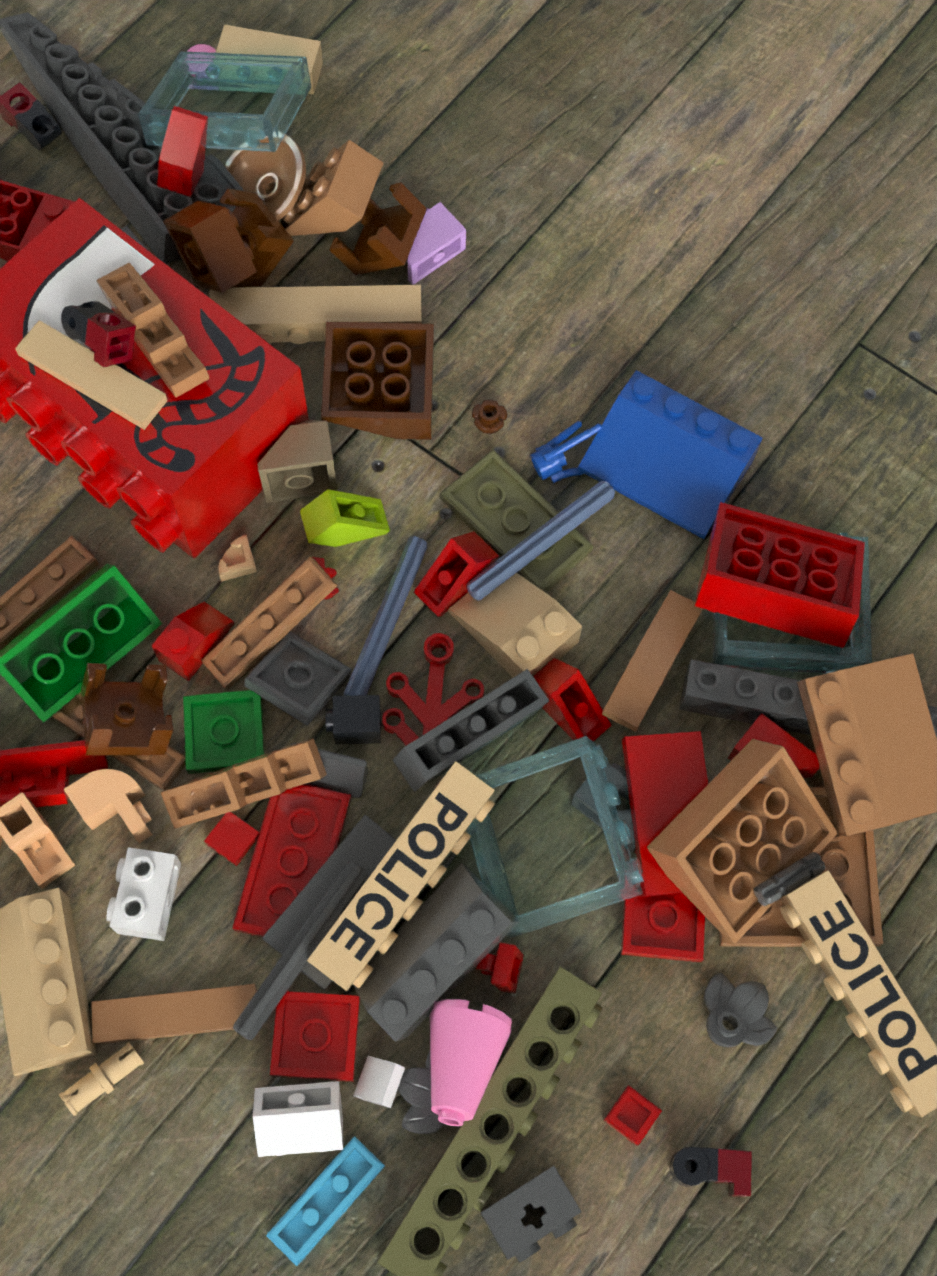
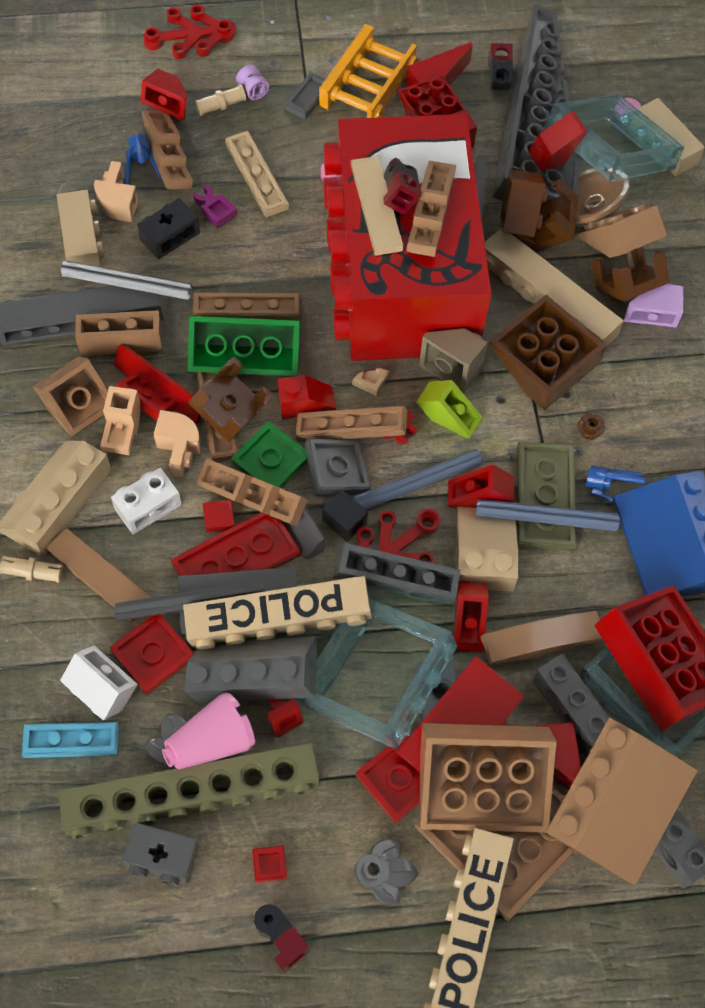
camera: 45 degrees right, 5 degrees down
(379, 1081) = (158, 707): white tile -> none
(789, 879) = (468, 818): dark grey axle -> none

